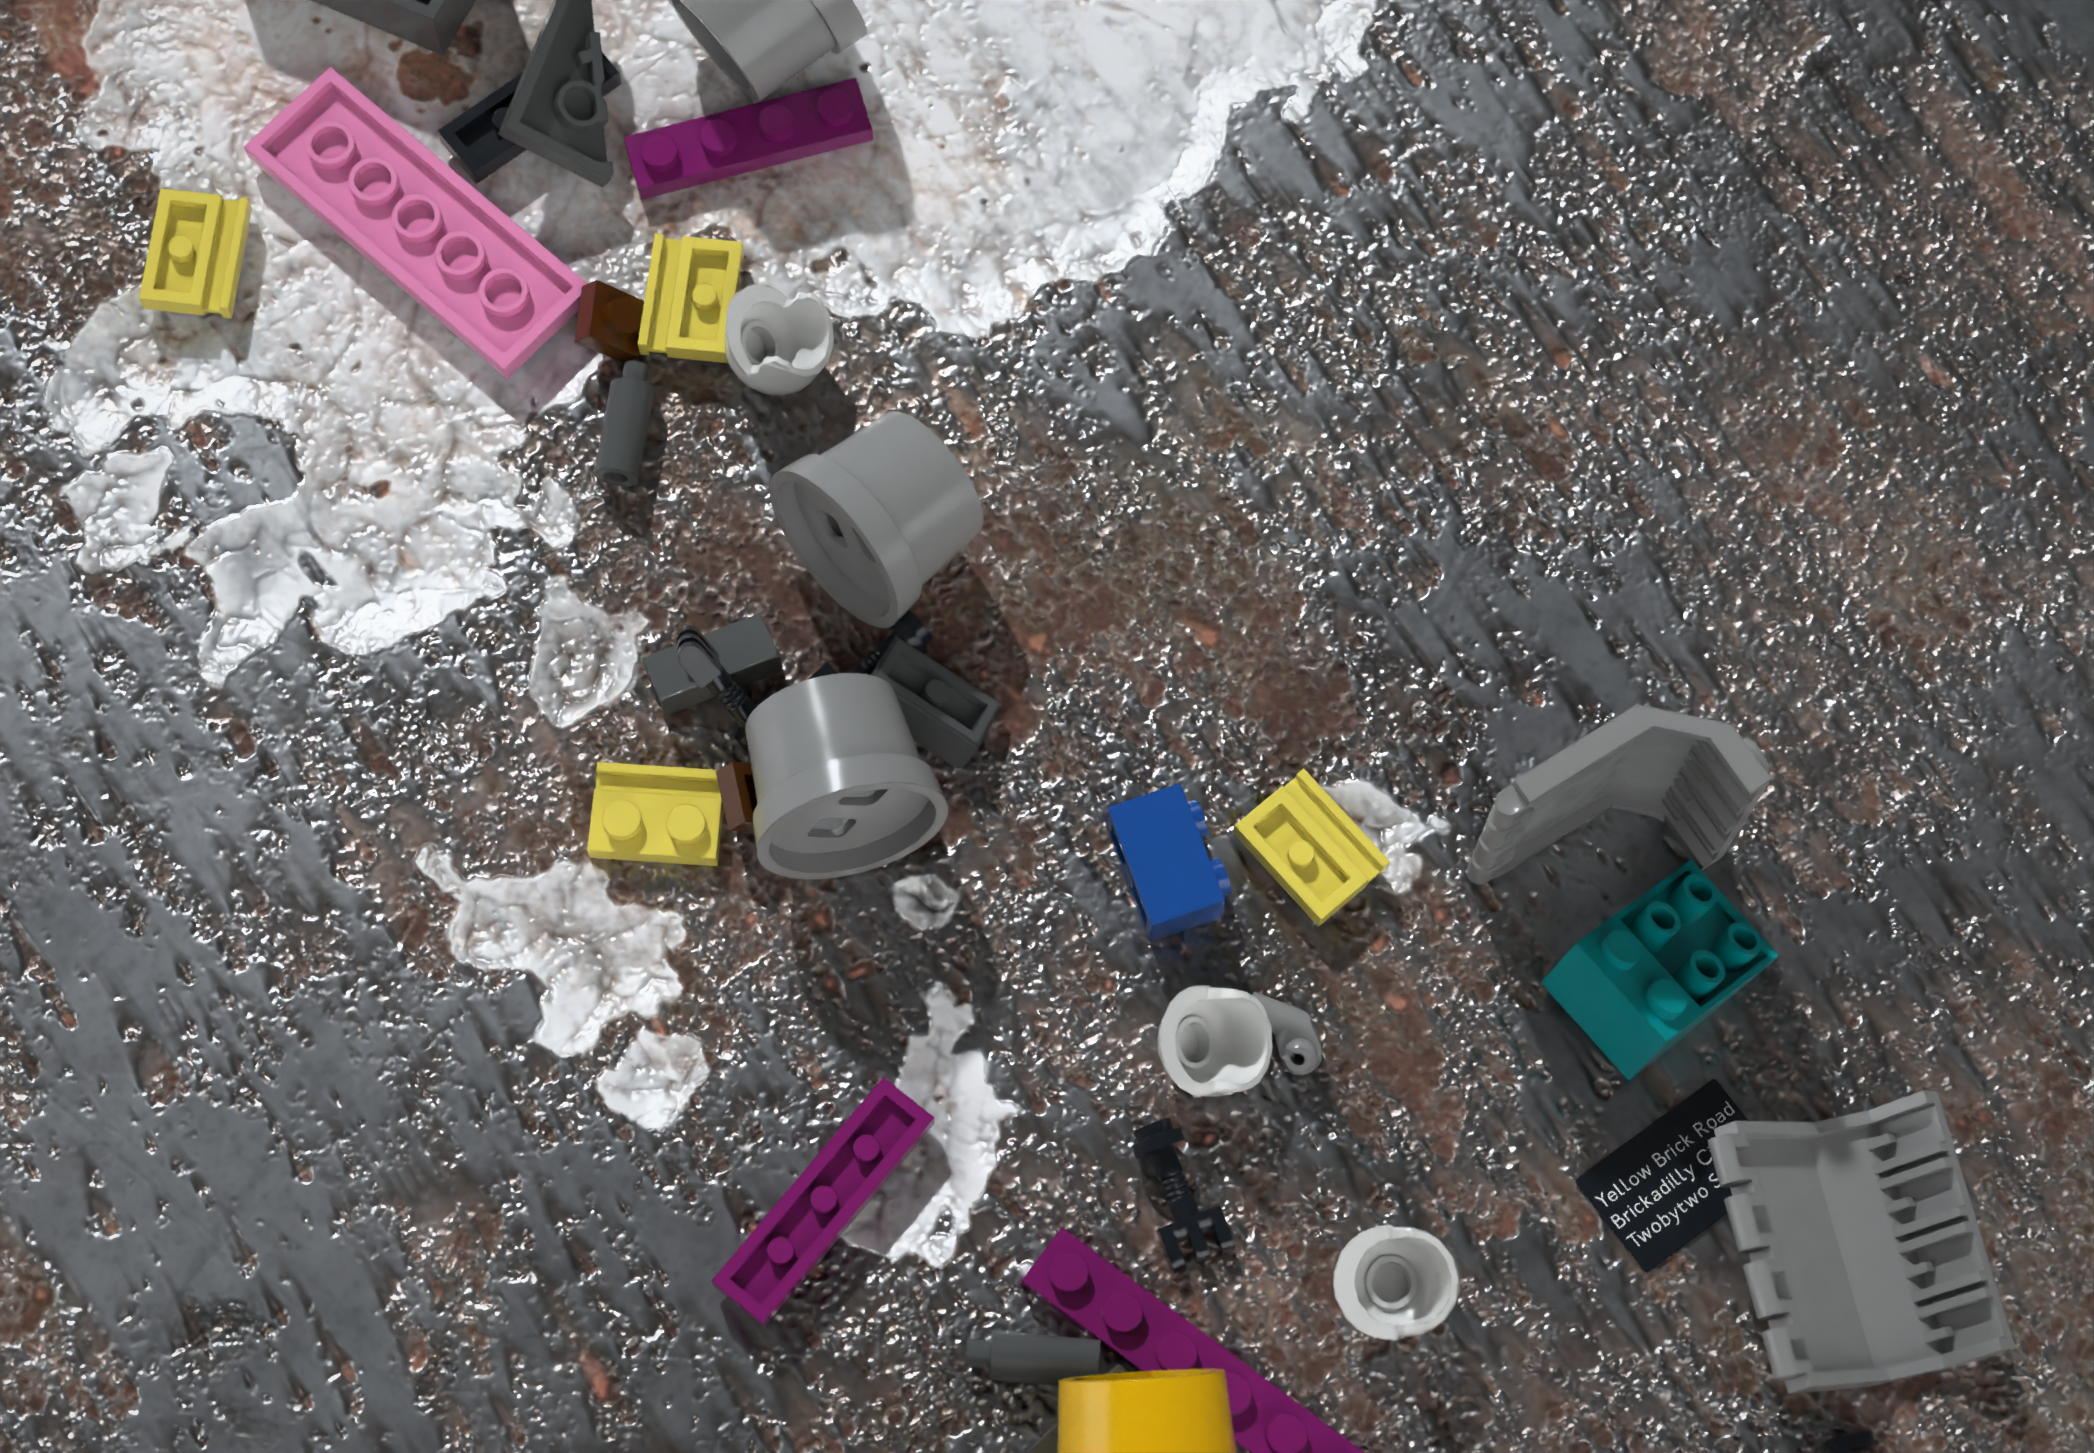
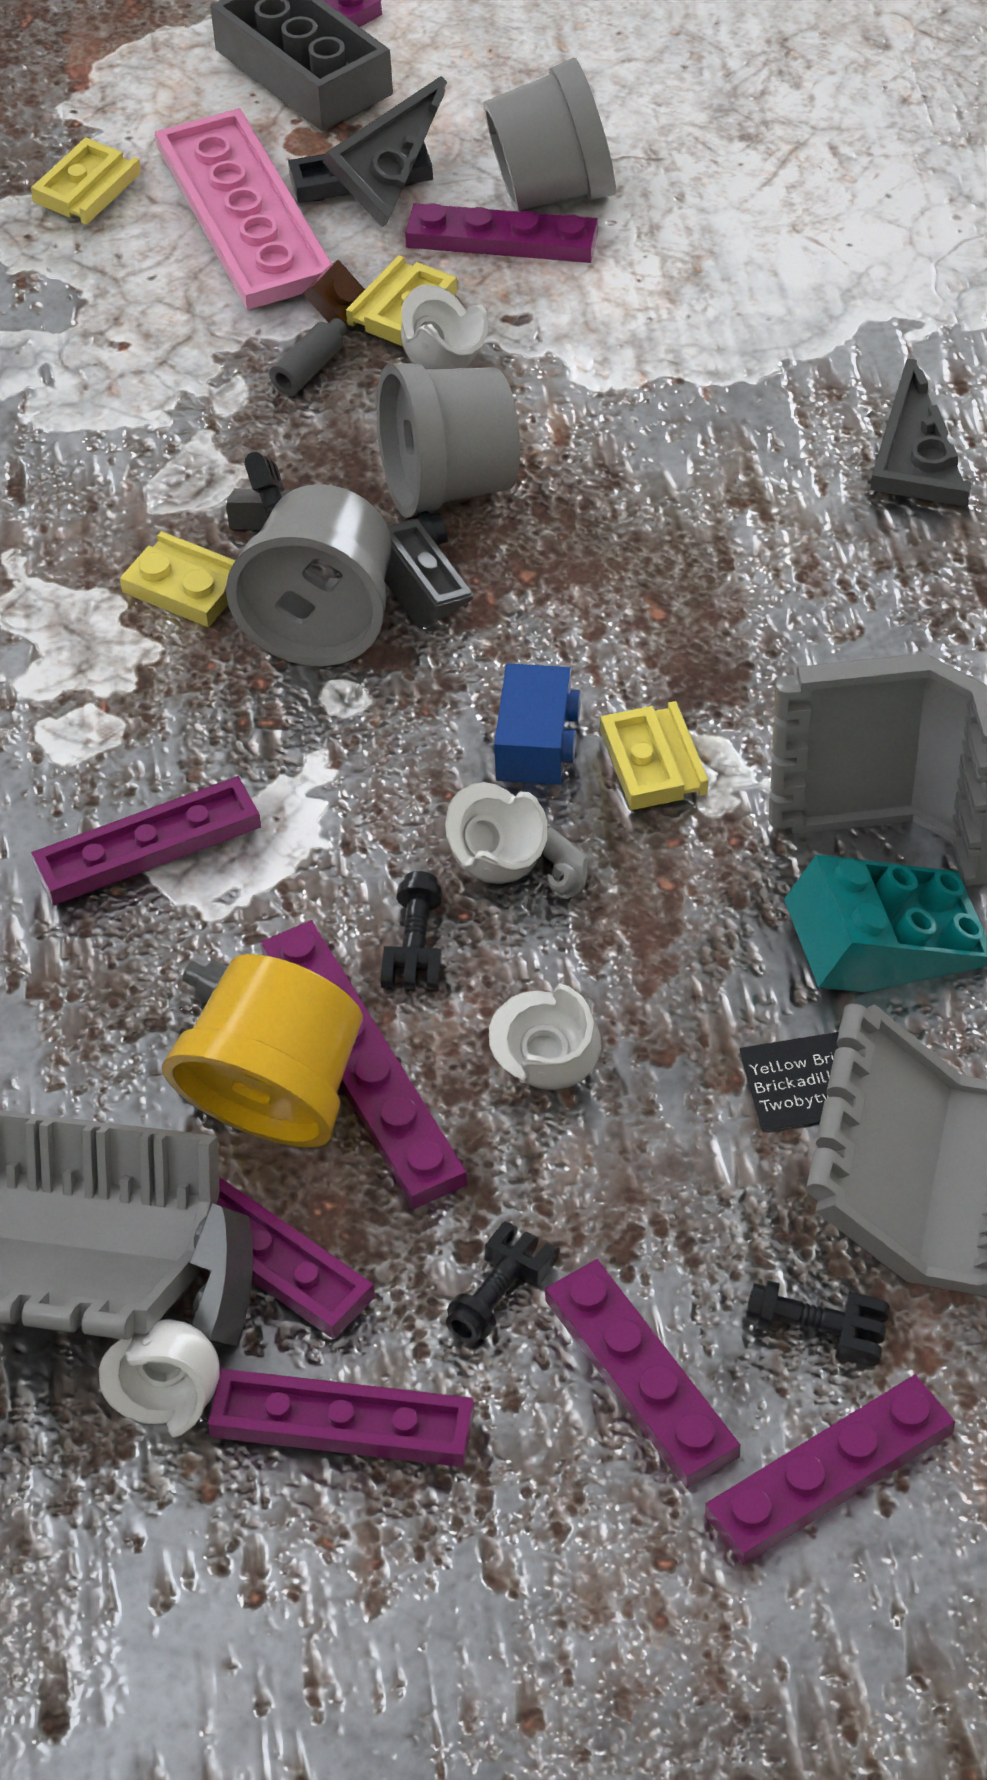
camera: 30 degrees right, 20 degrees down
(1388, 302) = (915, 447): none -> dark grey wing

